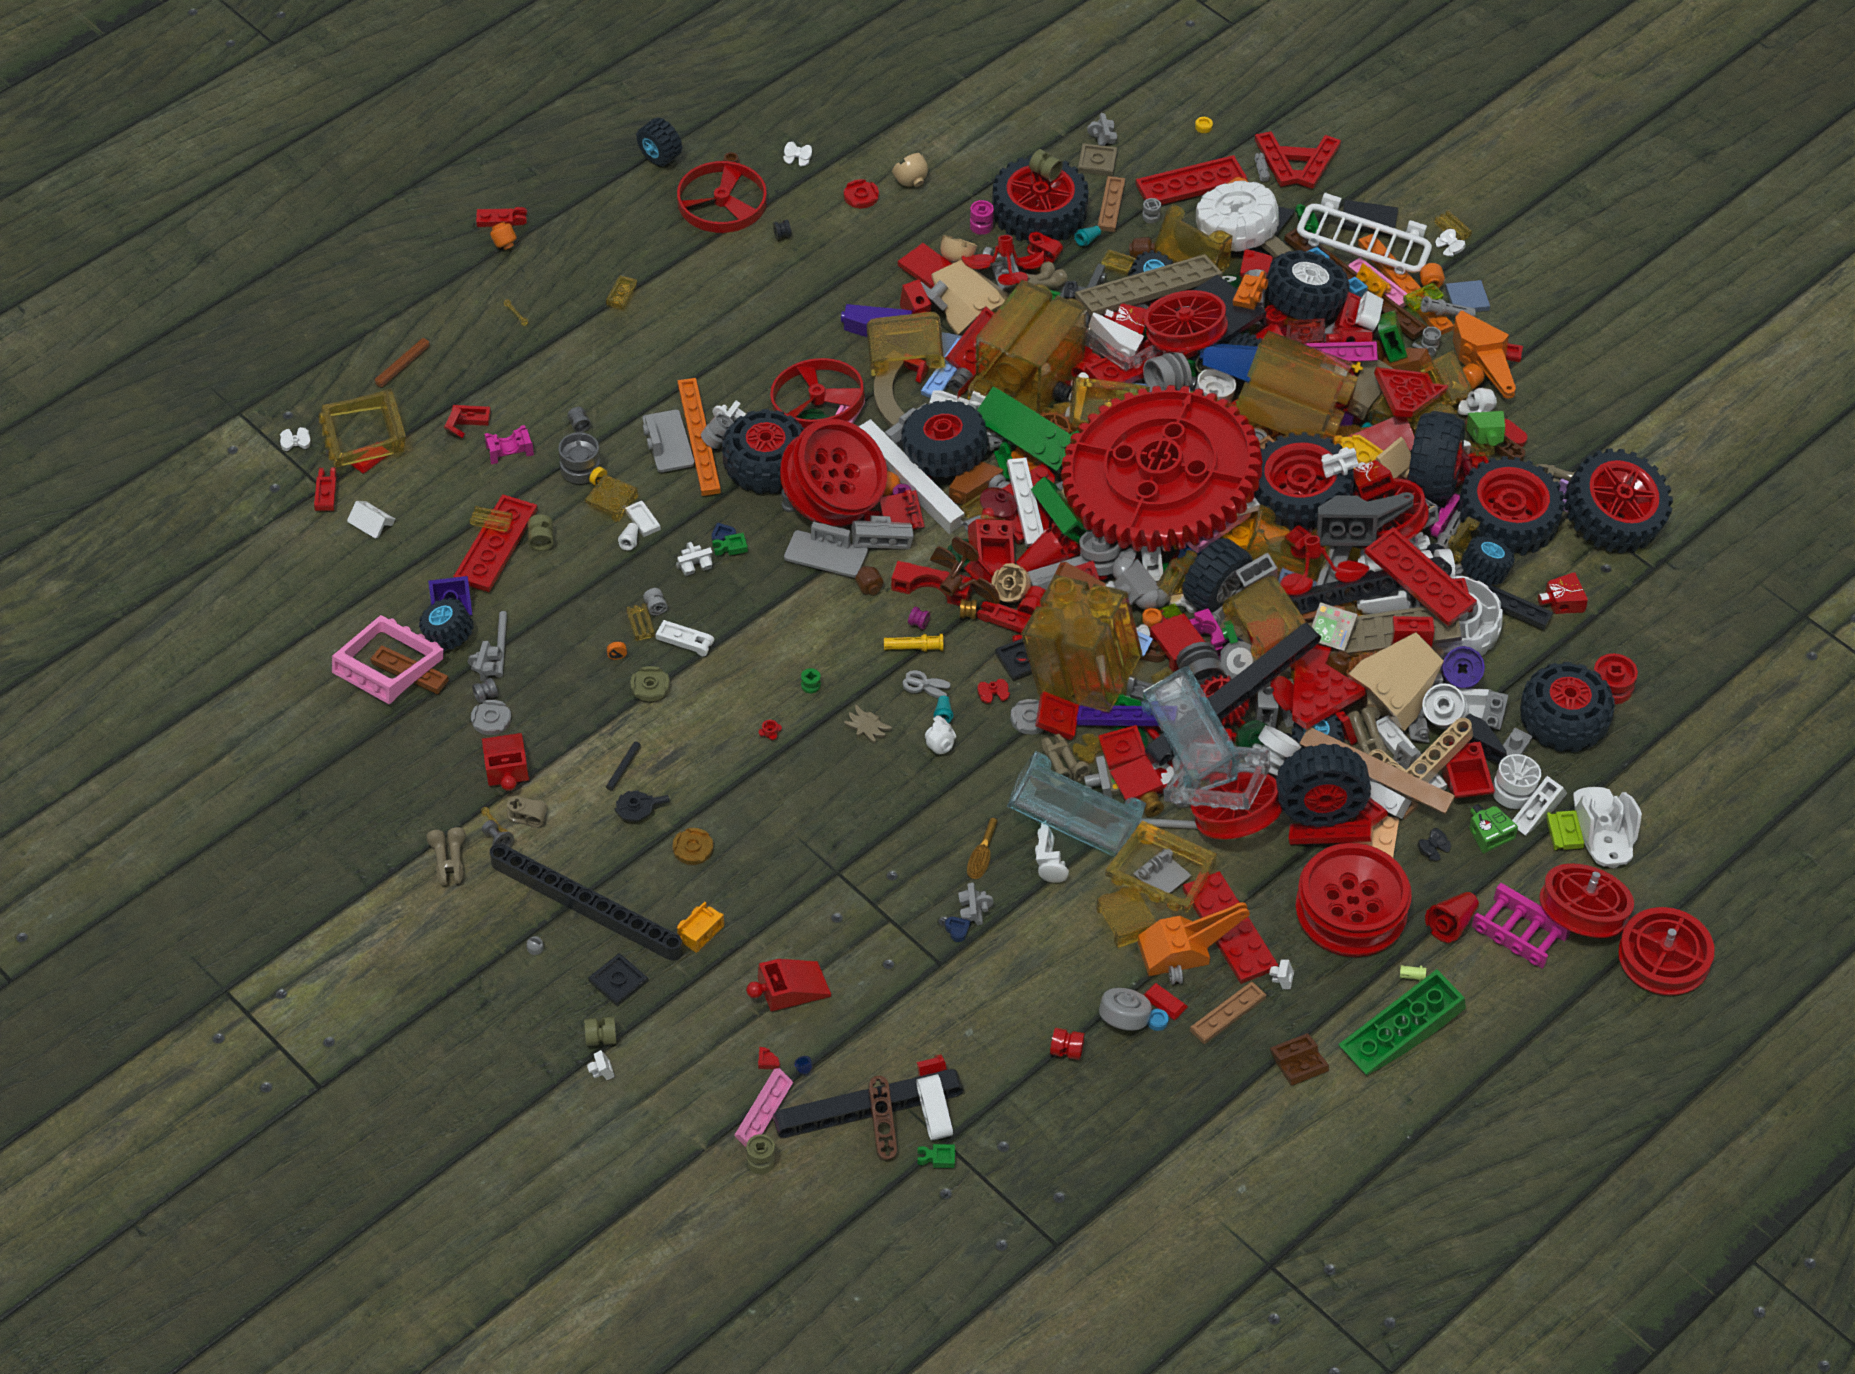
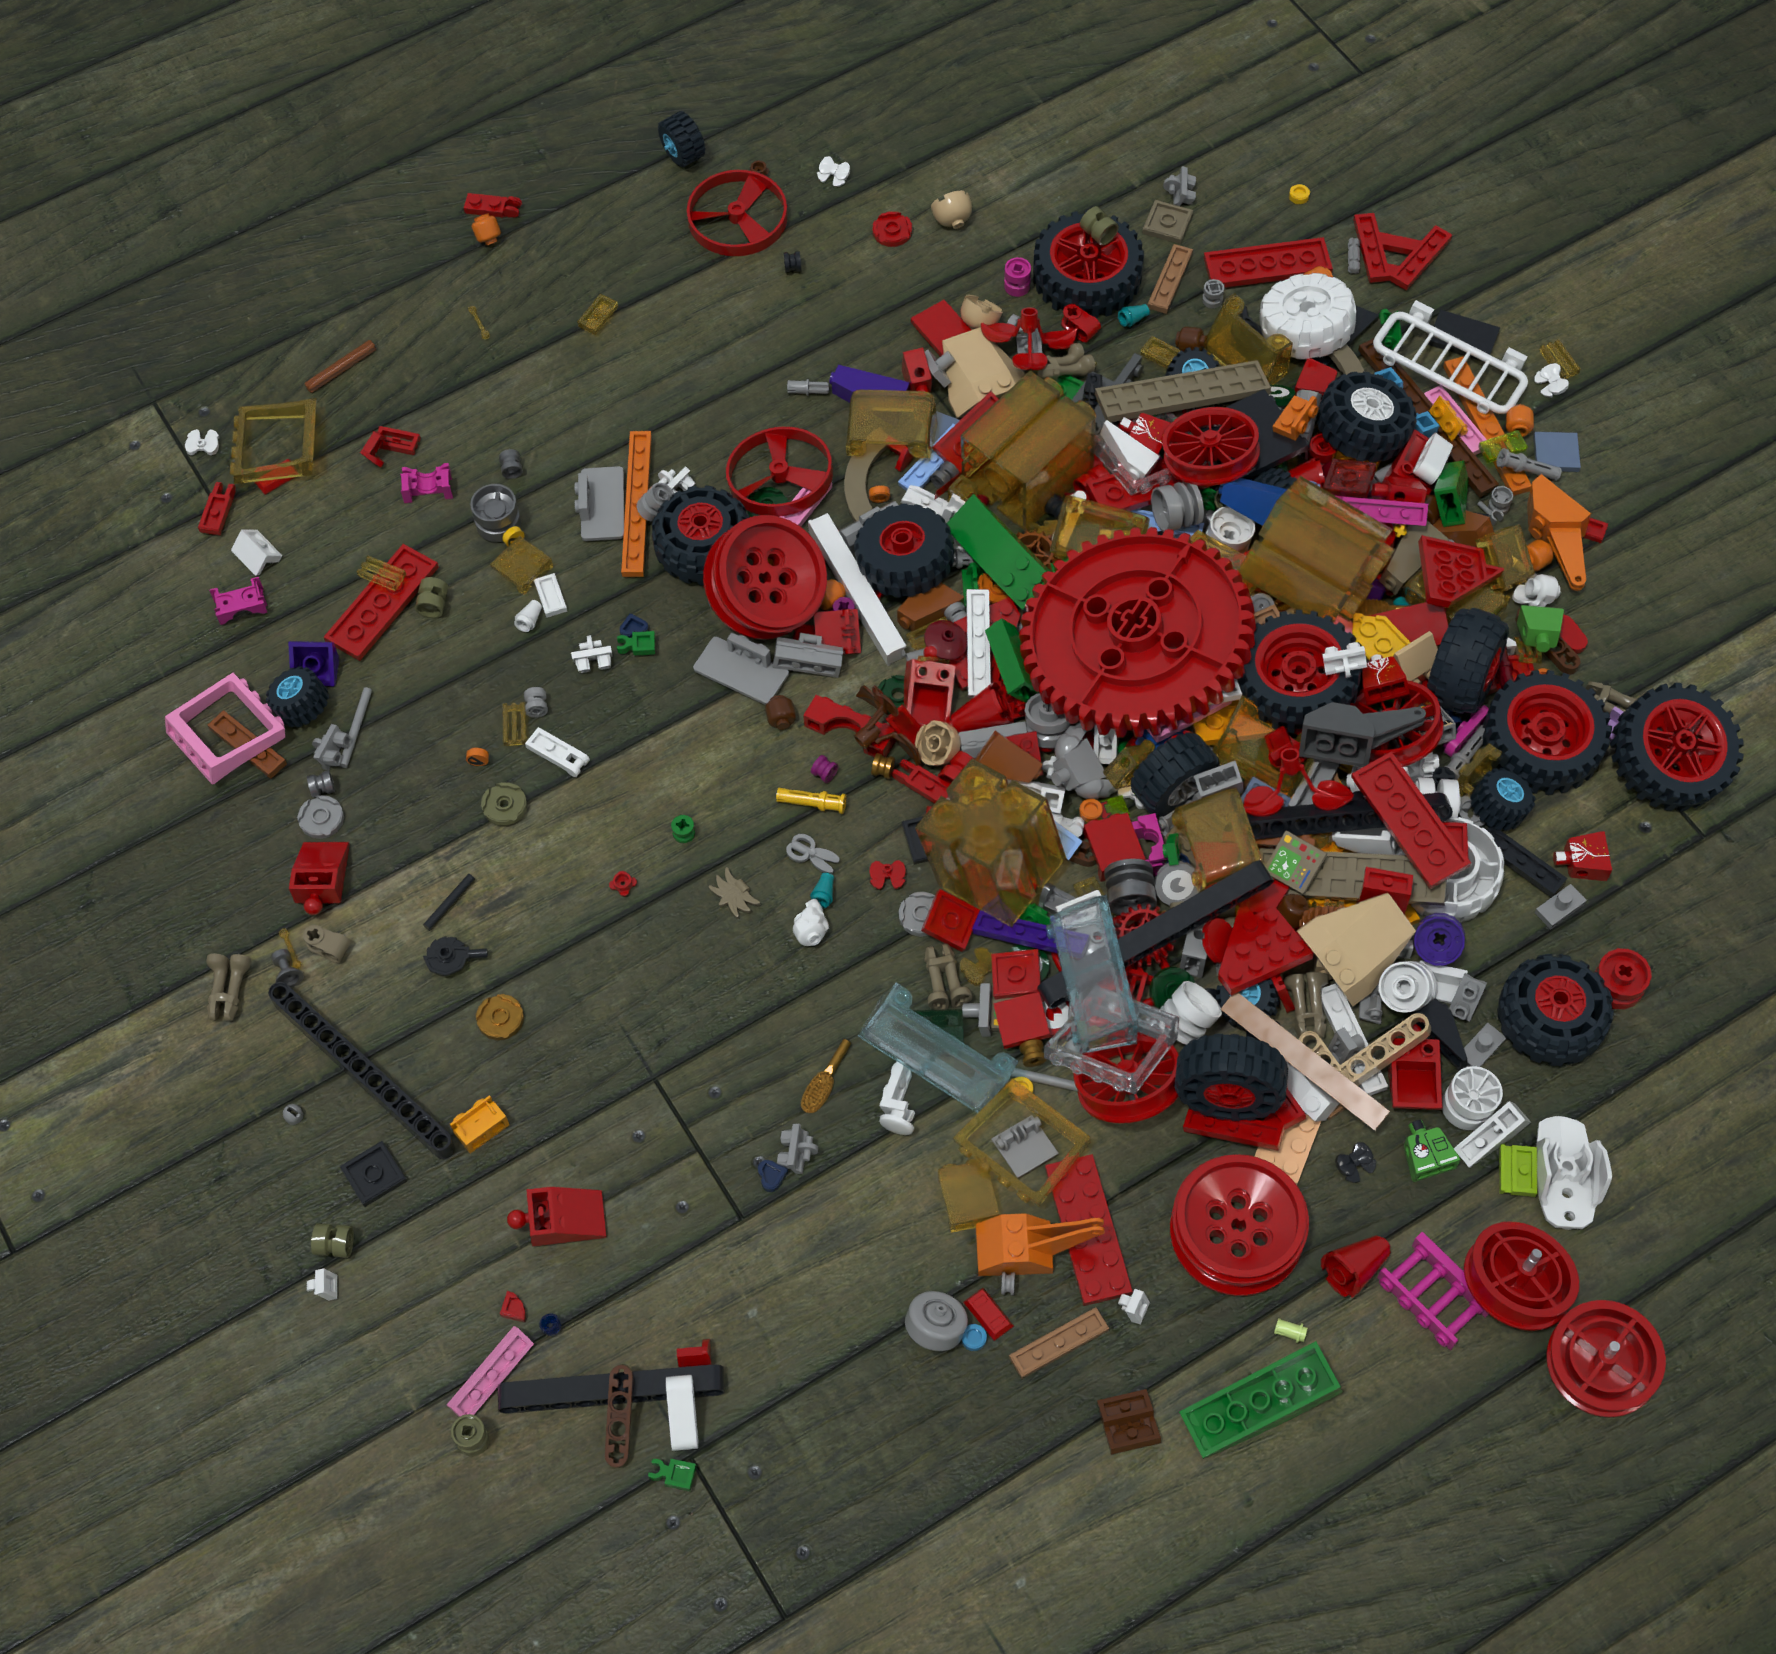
camera: 15 degrees right, 10 degrees up
(361, 561) = (247, 598): none -> dark pink piece
(821, 327) = (807, 387): none -> light grey axle
(908, 401) = (879, 494): none -> orange tile
(1067, 1043) = (857, 1353): red wheel -> none
(1552, 635) = (1560, 906): none -> light grey tile

